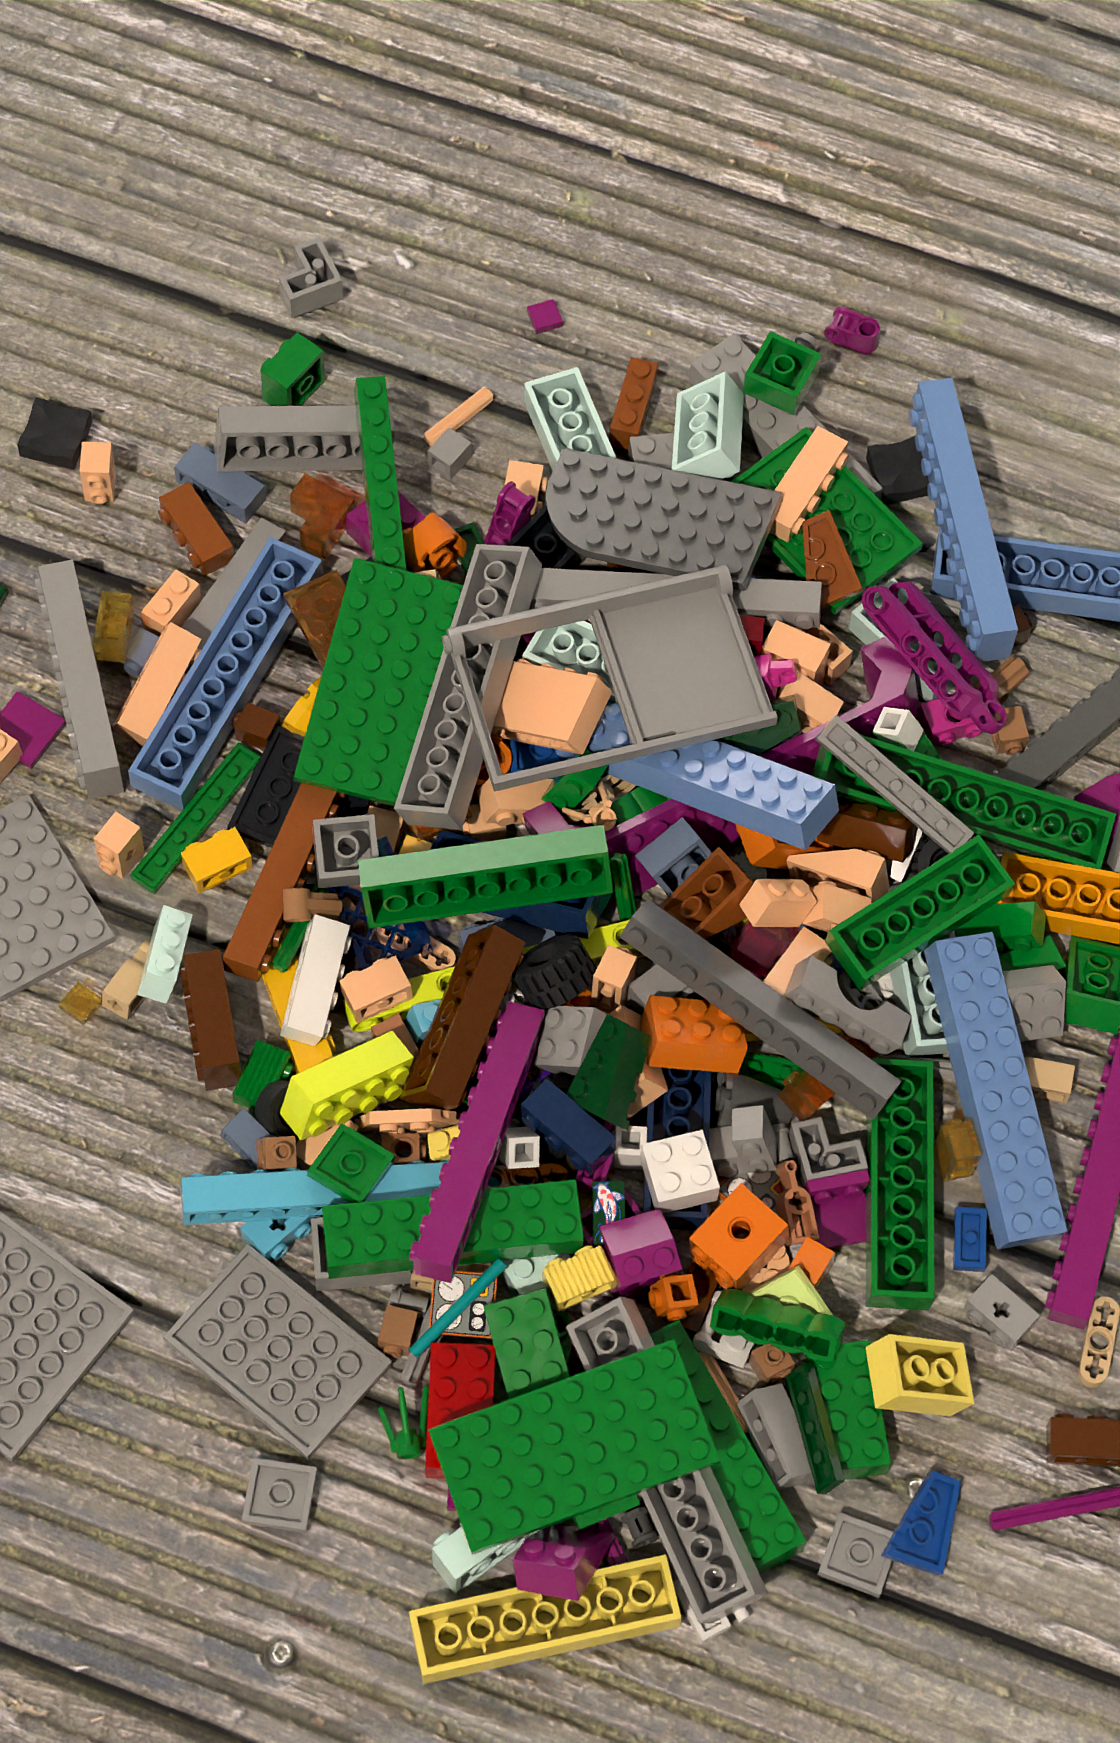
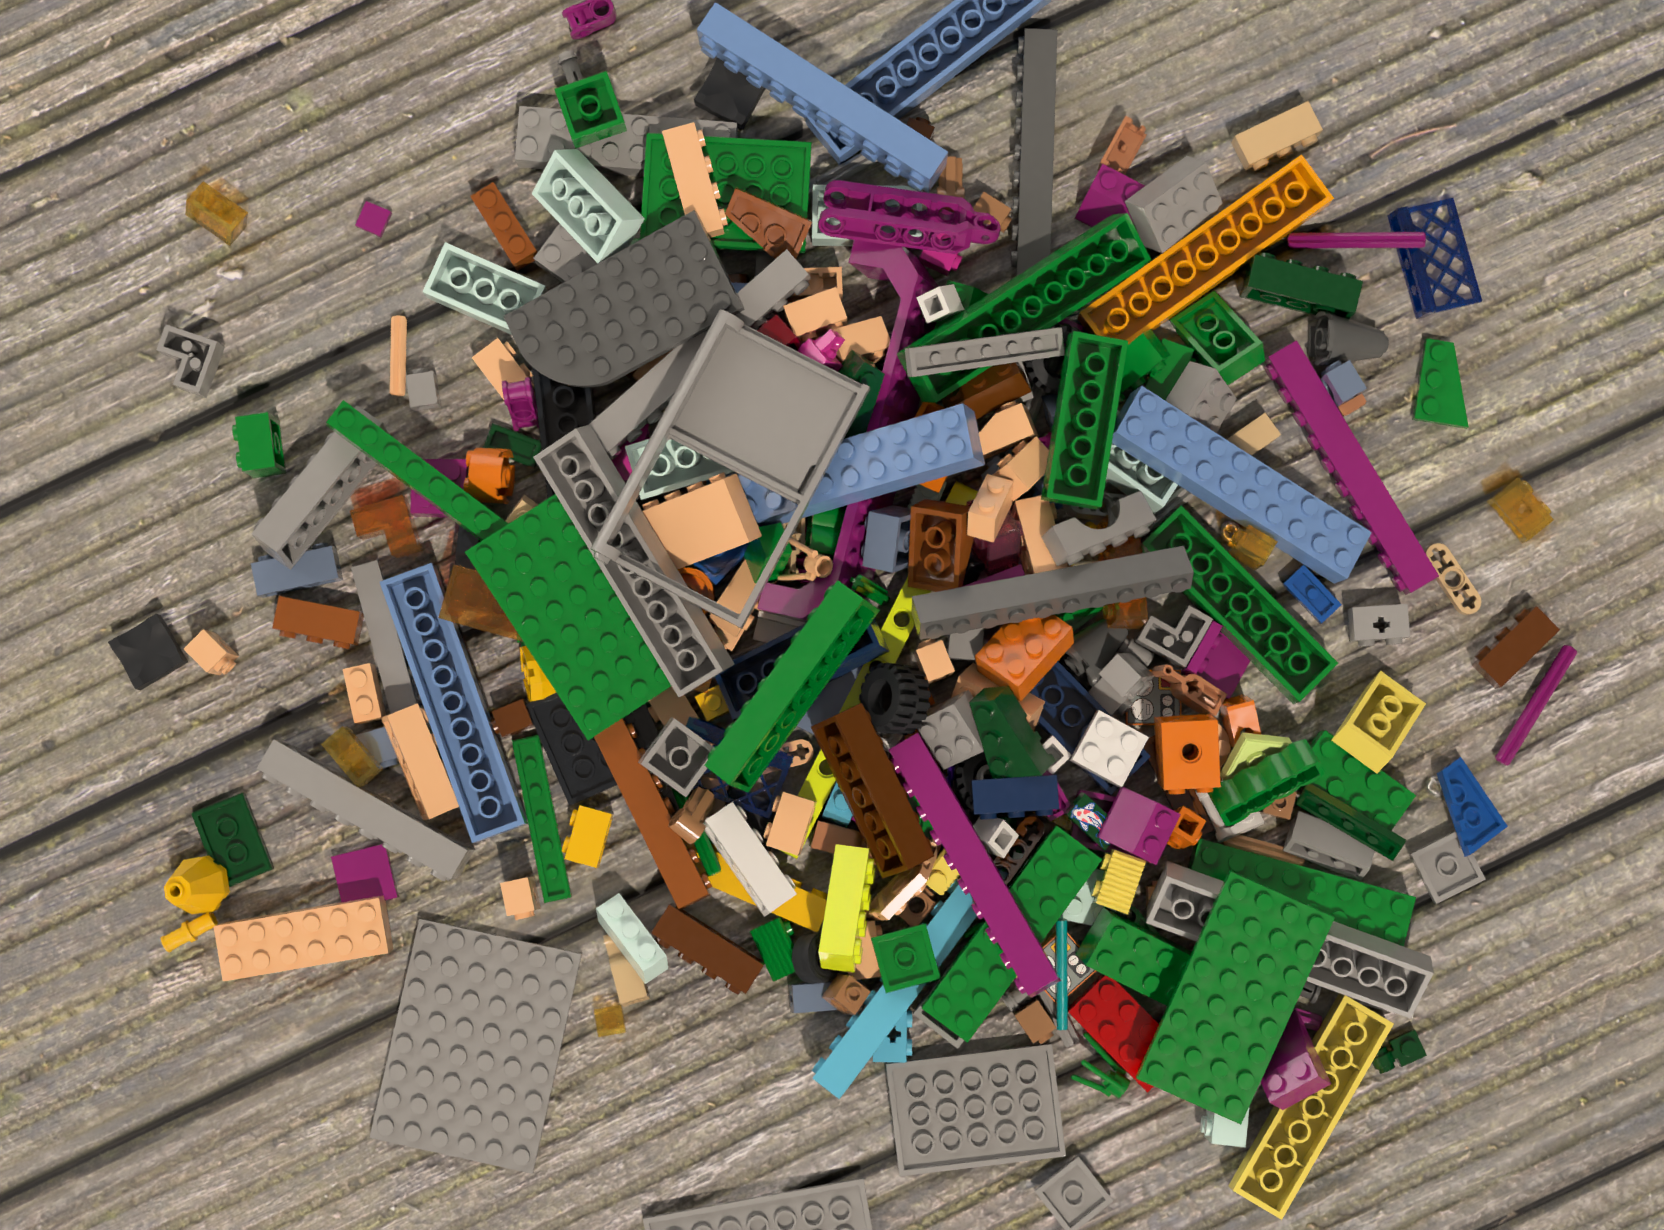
camera: 40 degrees left, 20 degrees up
(438, 207) = (216, 213): none -> clear yellow brick
(670, 1664) = (1405, 1049): none -> dark green plate

